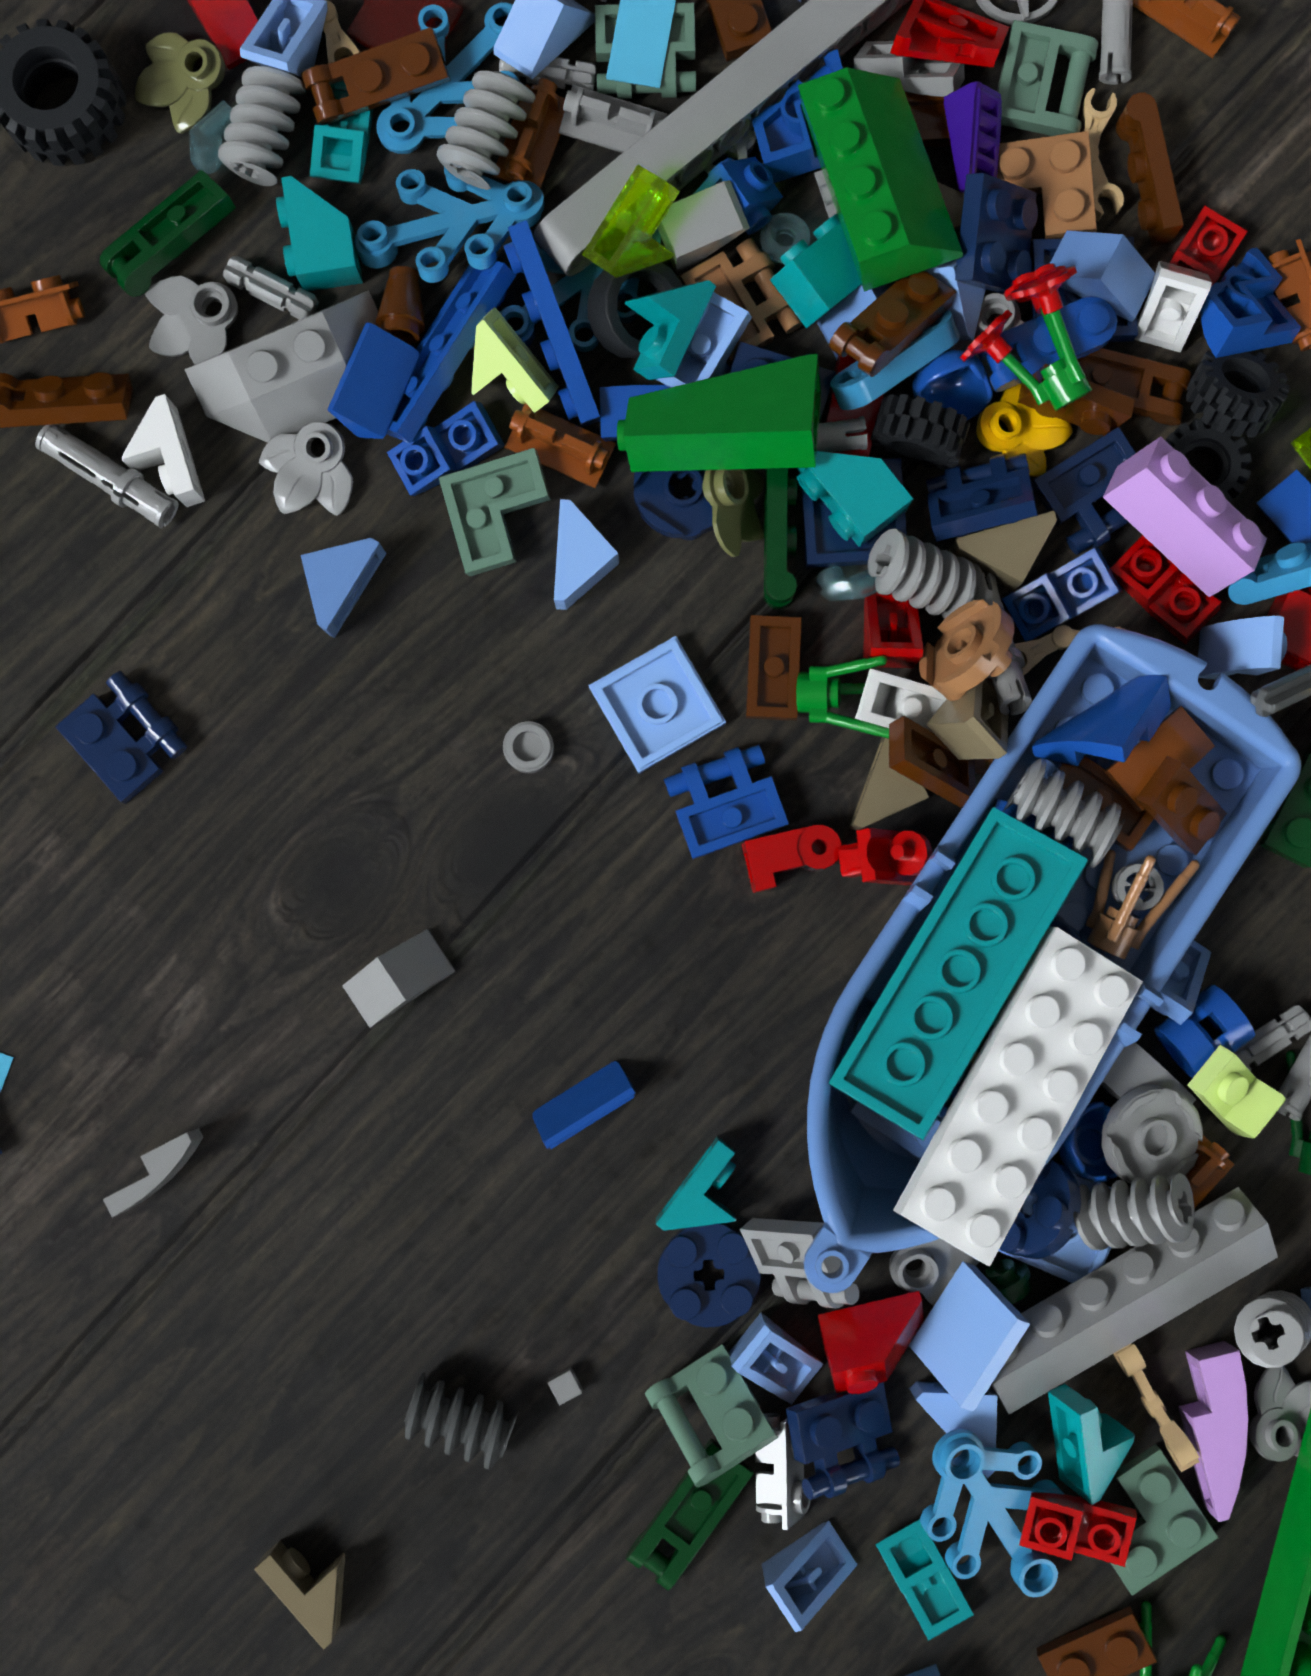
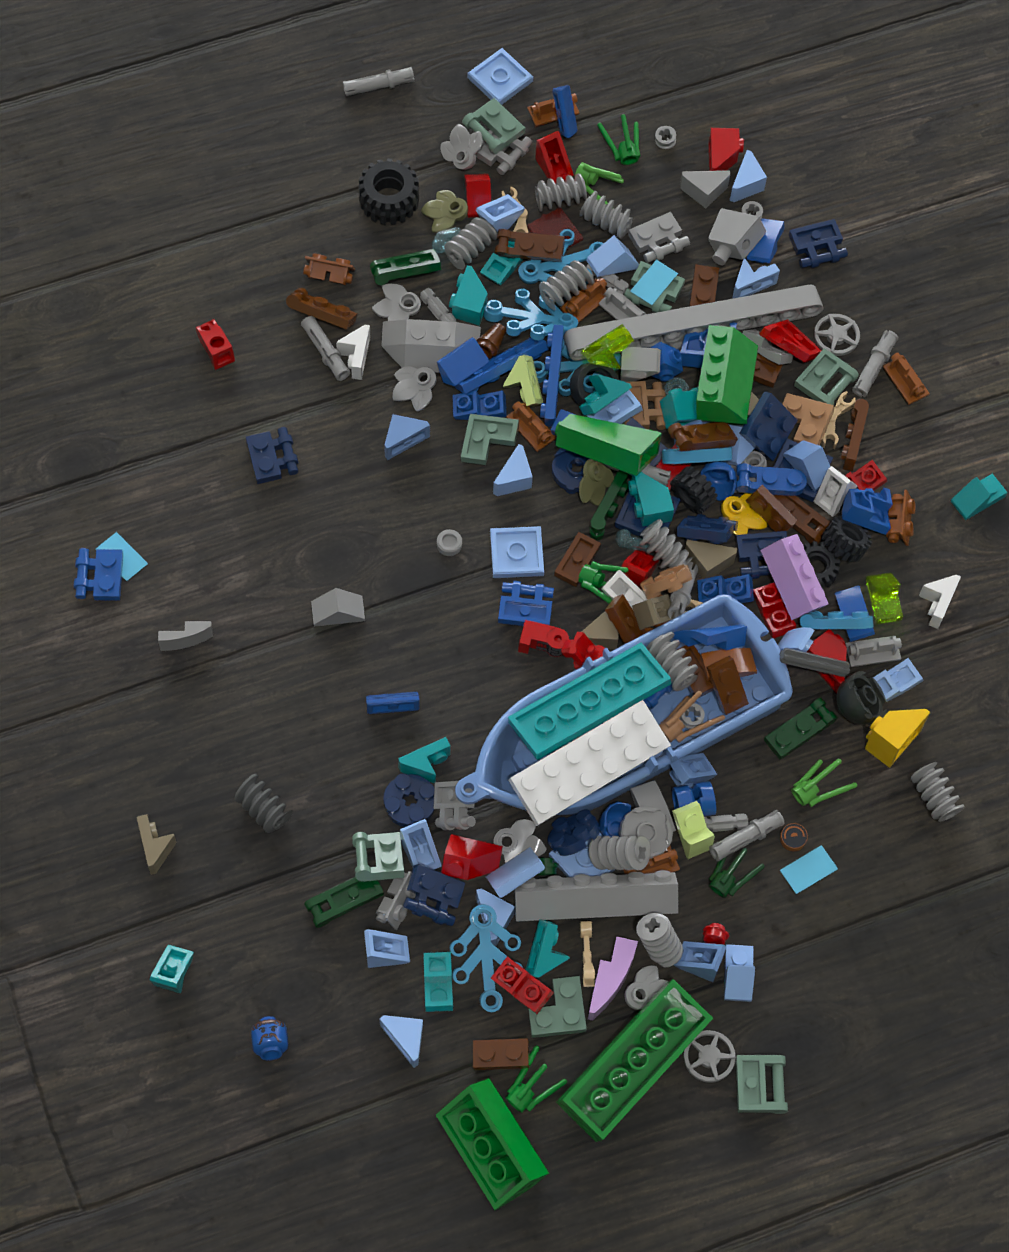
camera: 20 degrees right, 20 degrees down
(565, 1385) = (317, 817): light grey piece -> none
(974, 130) = (783, 380): dark purple slope -> none
(1063, 379) = (774, 451): plant -> none

